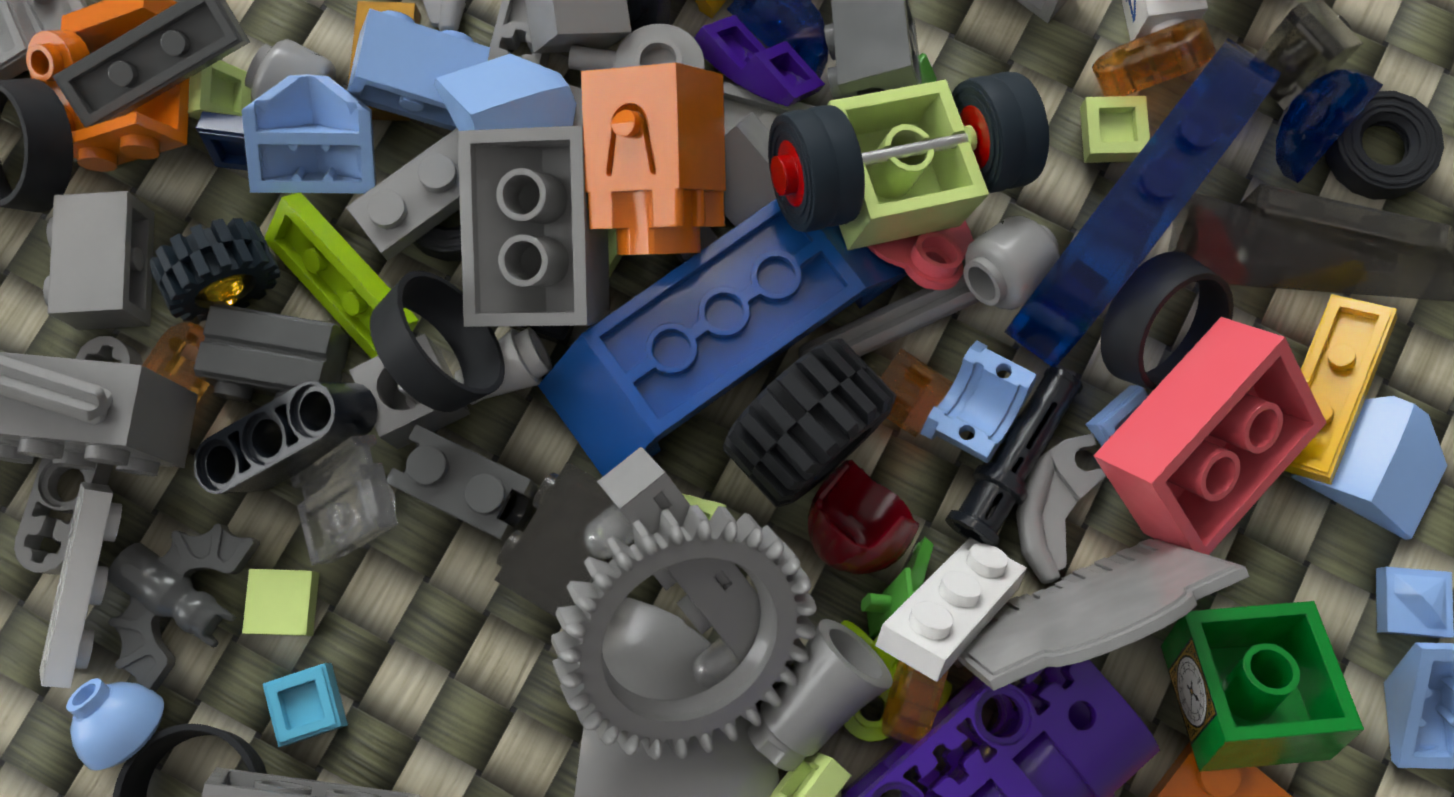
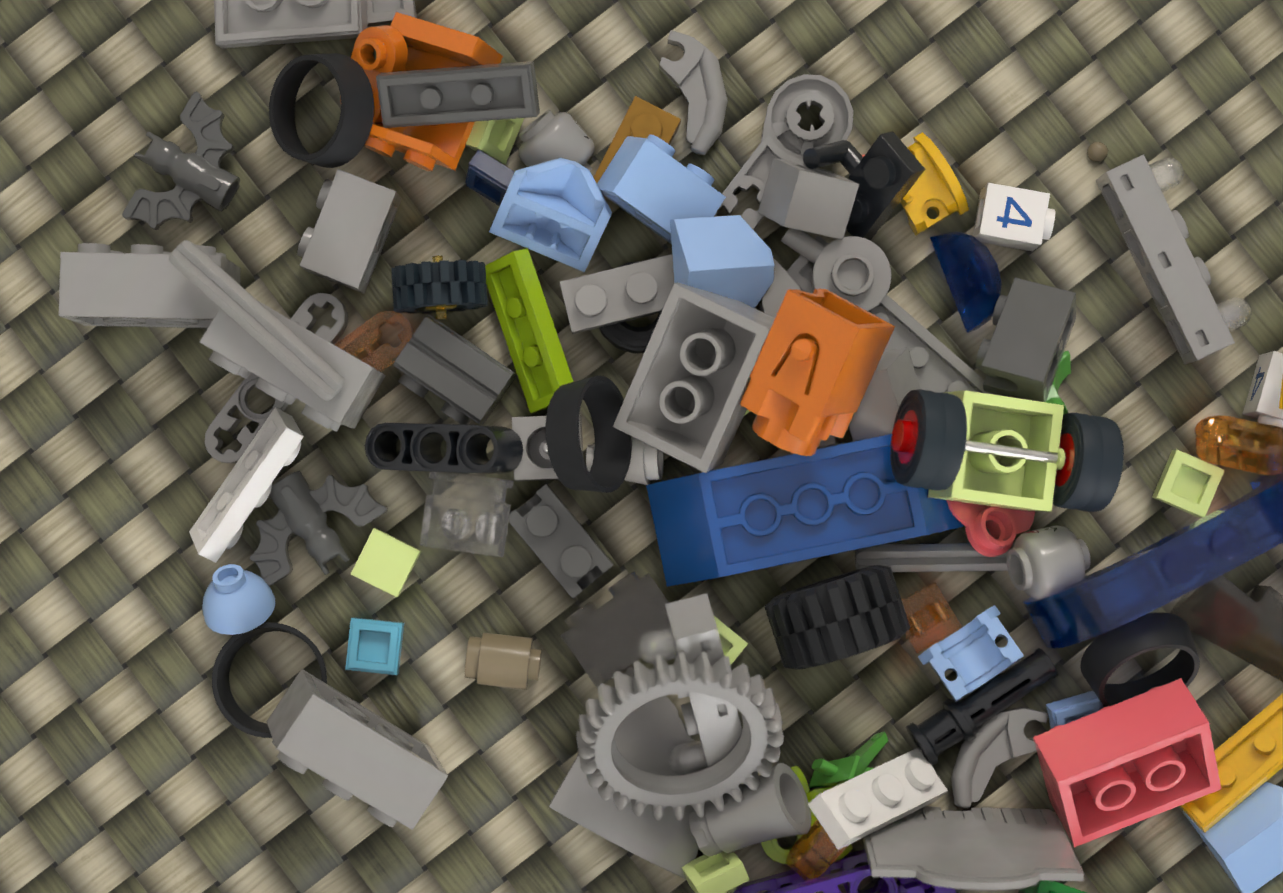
camera: 25 degrees right, 10 degrees up
(455, 652) = (502, 660): none -> dark tan brick
(769, 73) = (939, 318): dark purple slope -> none
(859, 522) = (840, 703): dark red hair -> none

